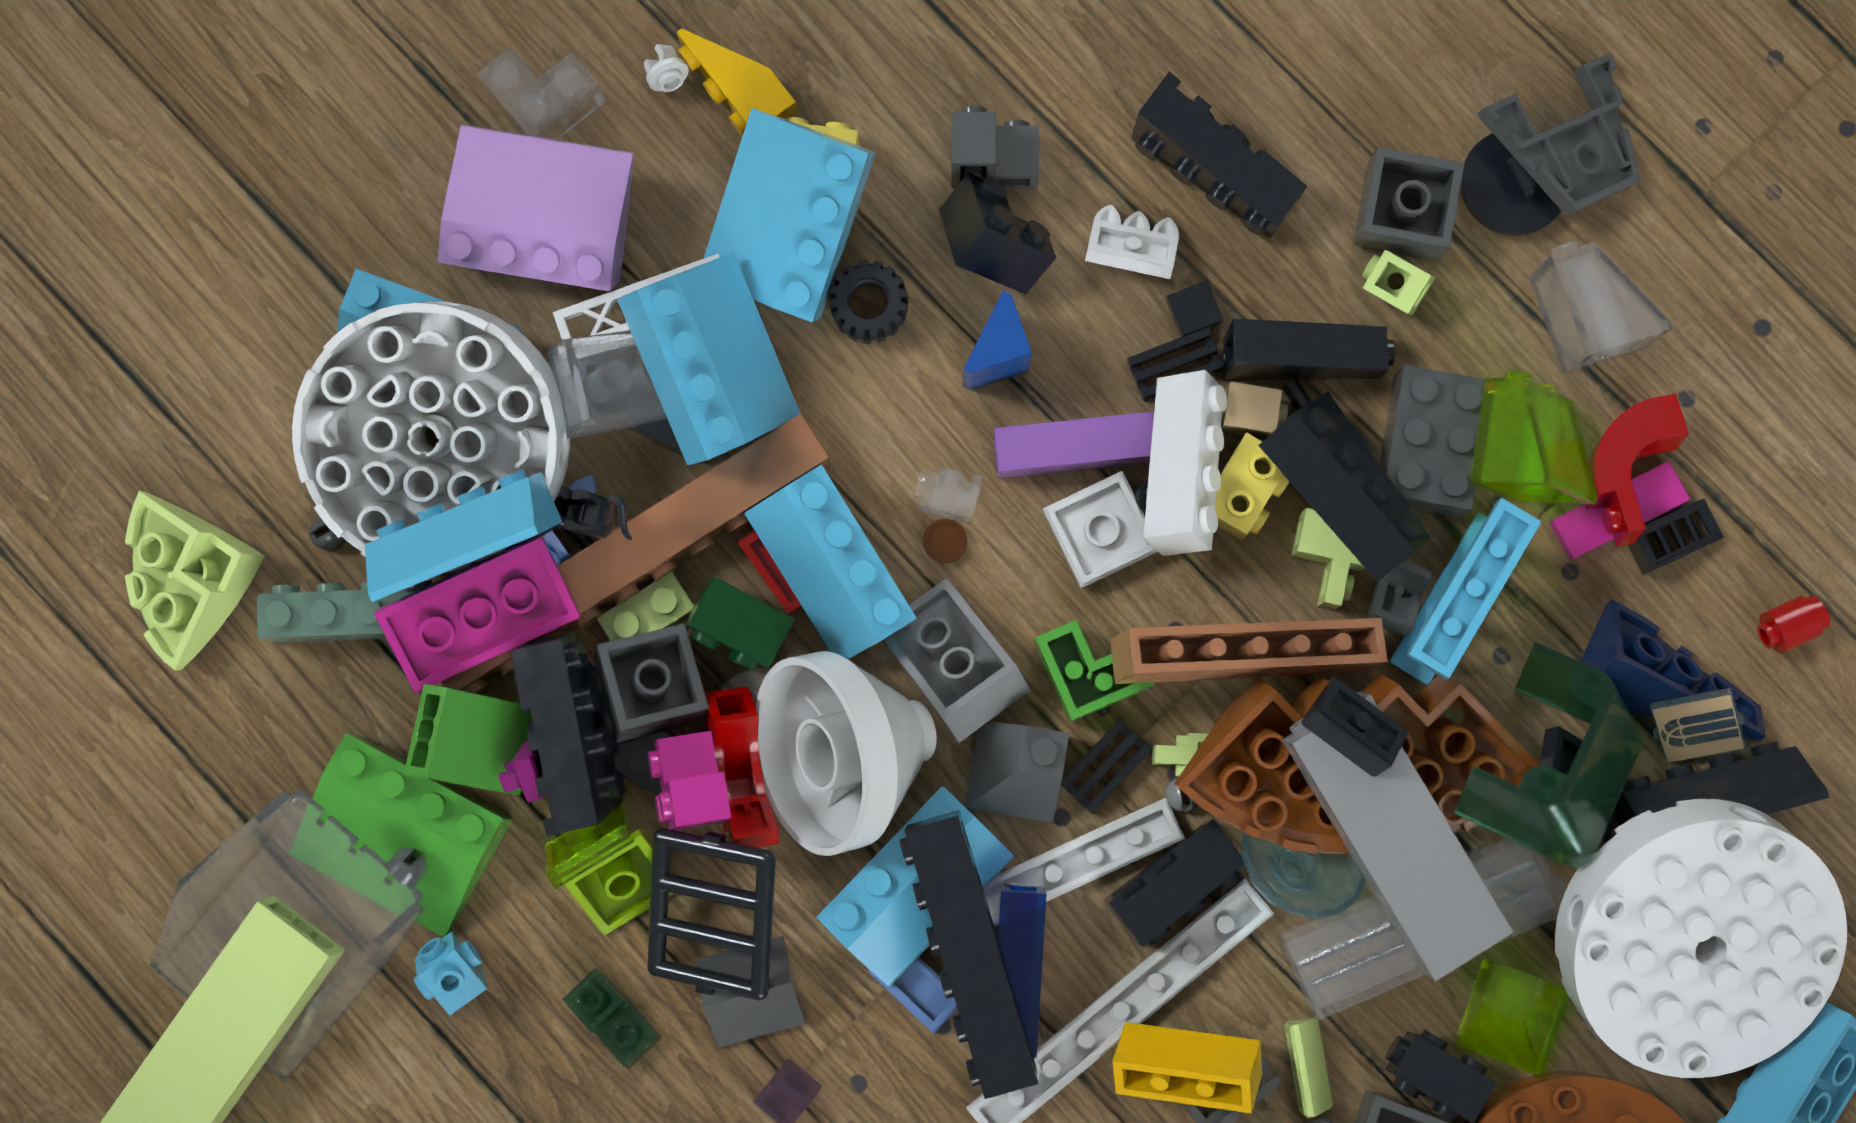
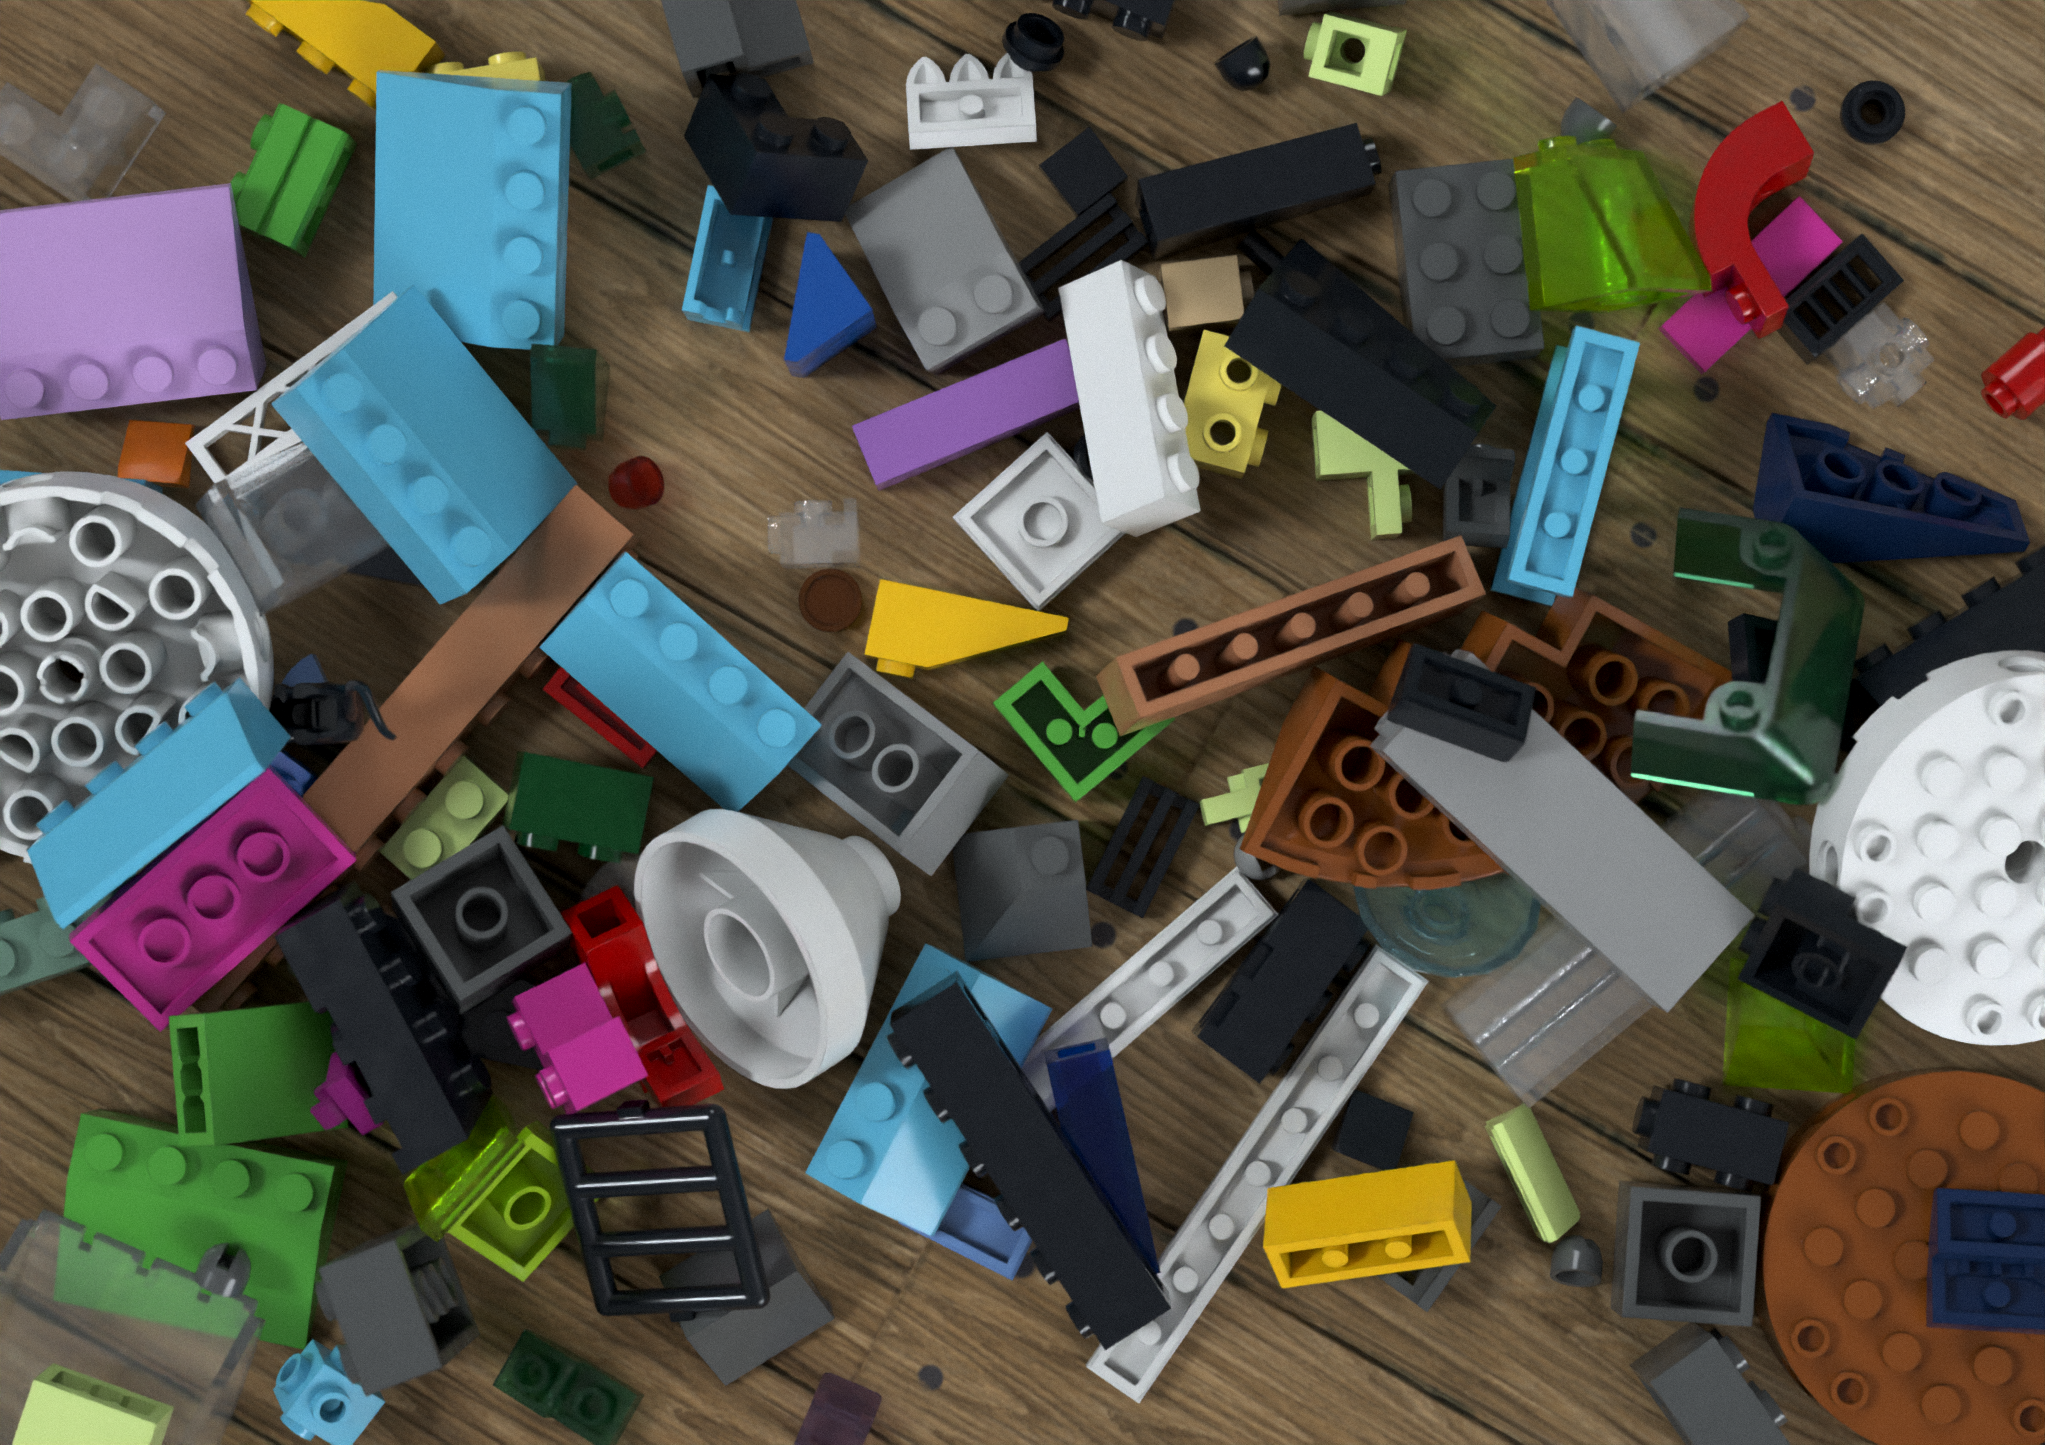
camera: 20 degrees left, 5 degrees up
(514, 925) = (396, 1308): none -> dark grey brick
(532, 315) = (157, 453): none -> orange slope
(667, 72) = (241, 47): white plate -> none
(674, 163) = (290, 178): none -> bright green brick
(813, 353) = (568, 395): none -> clear green slope
(839, 426) = (636, 483): none -> clear red hinge
(873, 275) = (613, 257): black tyre -> none
(884, 189) = (597, 127): none -> clear green brick
(941, 301) = (726, 266): none -> medium azure hinge
(1013, 580) = (938, 628): none -> yellow slope
(1085, 340) = (943, 262): none -> light grey slope
(1186, 215) = (1034, 42): none -> black plate
(1207, 1004) = (1372, 1131): none -> black slope
(1321, 270) = (1245, 65): none -> black hinge
(1540, 370) = (1585, 123): none -> dark grey hinge
(1551, 972) = (1817, 954): none -> black plate
(1696, 583) = (1859, 363): none -> clear brick
(1698, 725) = (1934, 555): piece -> none
(1743, 415) = (1889, 104): none -> black plate

